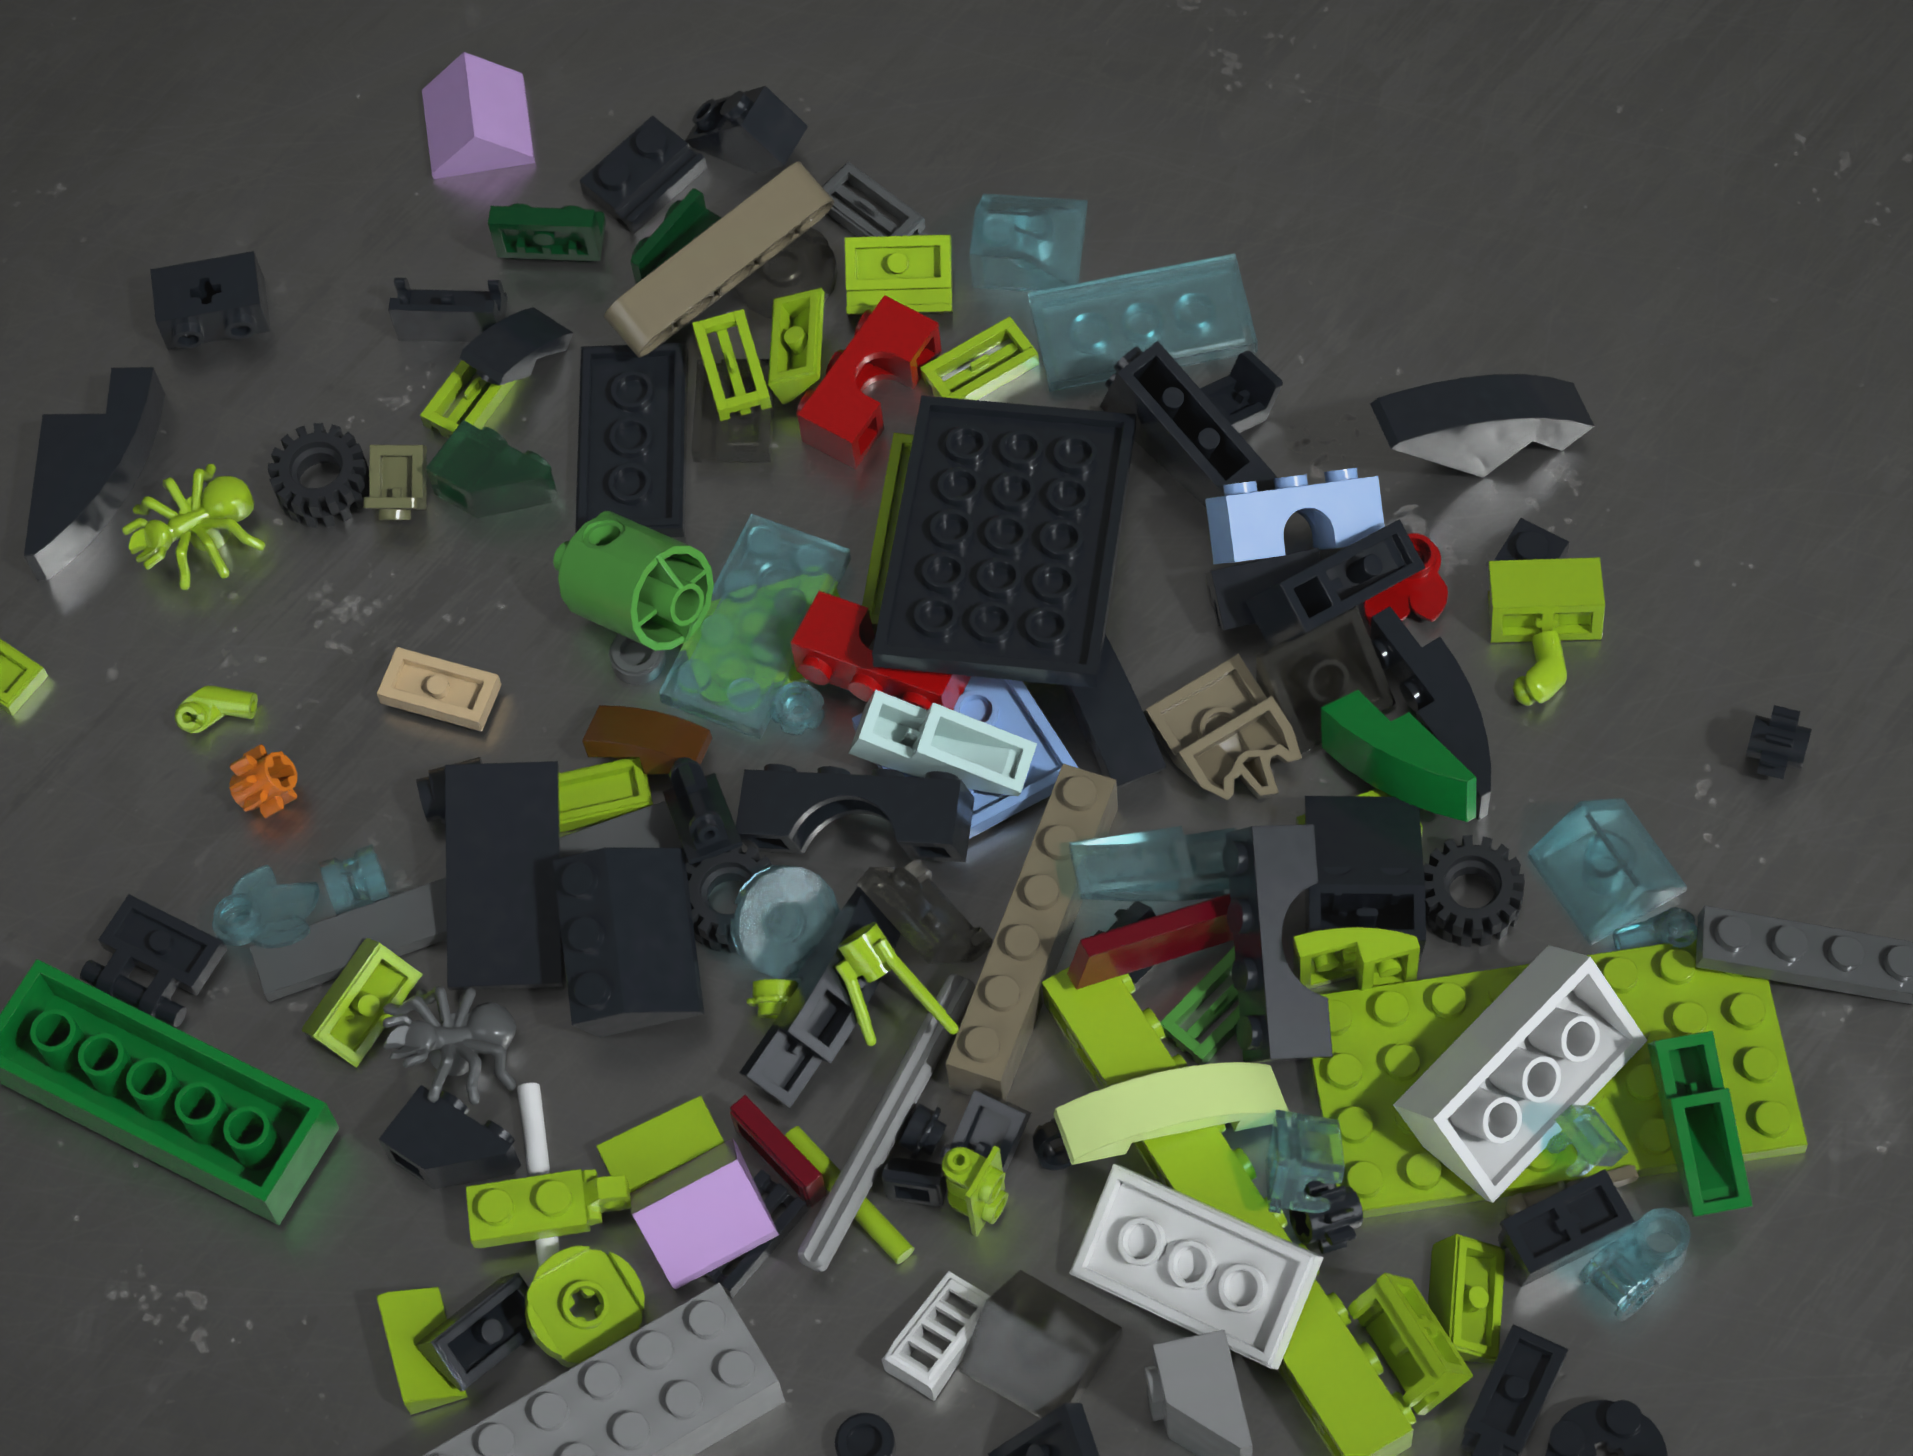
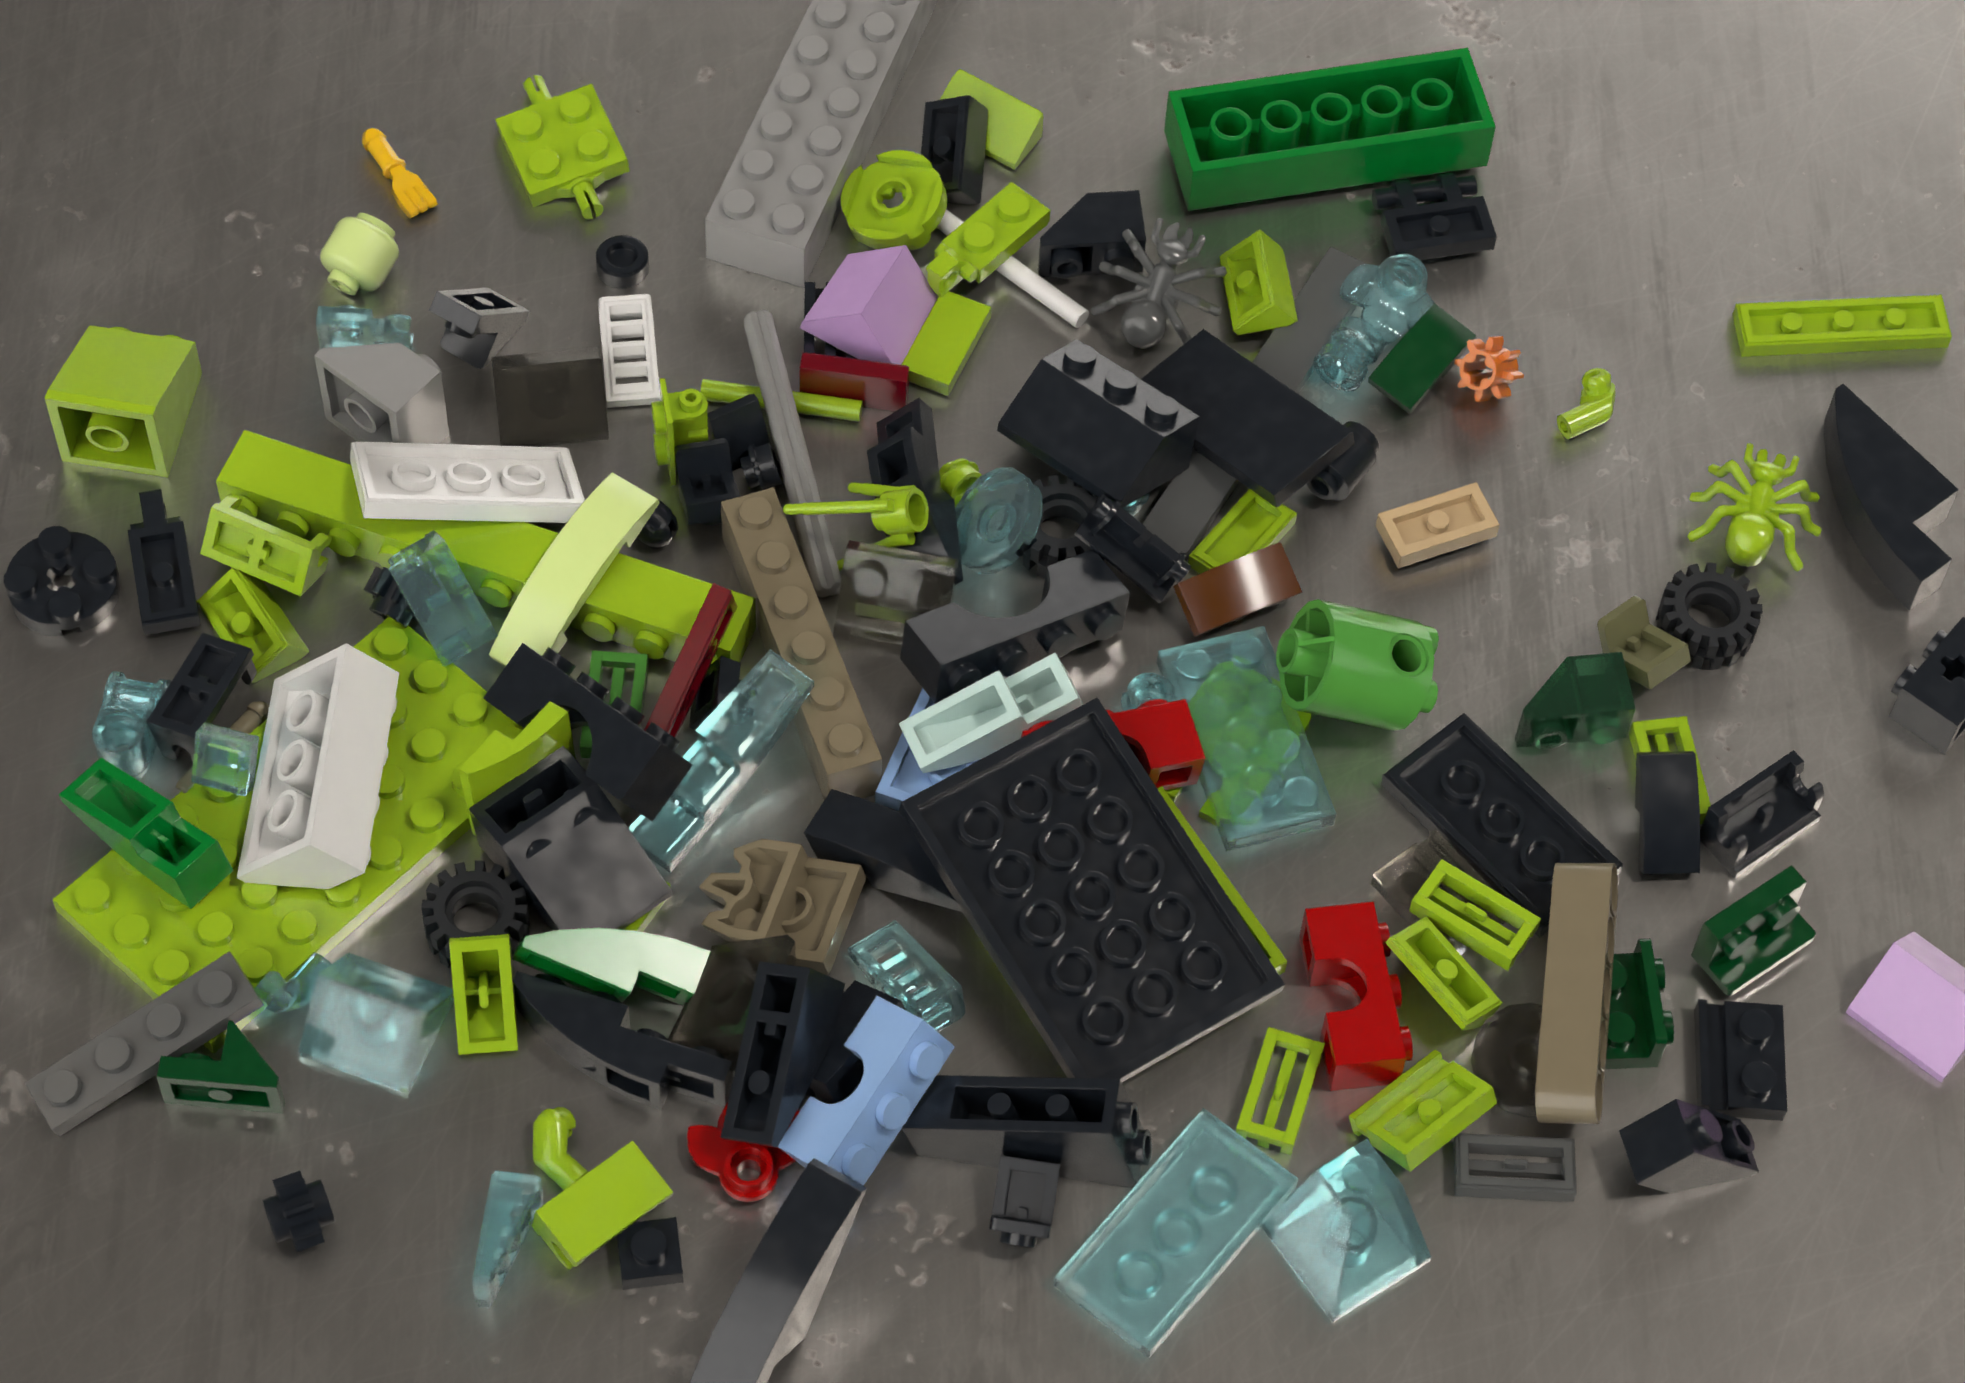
camera: 130 degrees right, 5 degrees down
(299, 831) = (1421, 358): none -> dark green slope
(1175, 581) = (937, 1002): none -> clear light blue slope
(1513, 815) = (484, 994): none -> lime slope
(1625, 633) = (505, 1225): none -> clear light blue slope
(1757, 880) = (236, 1082): none -> dark green slope

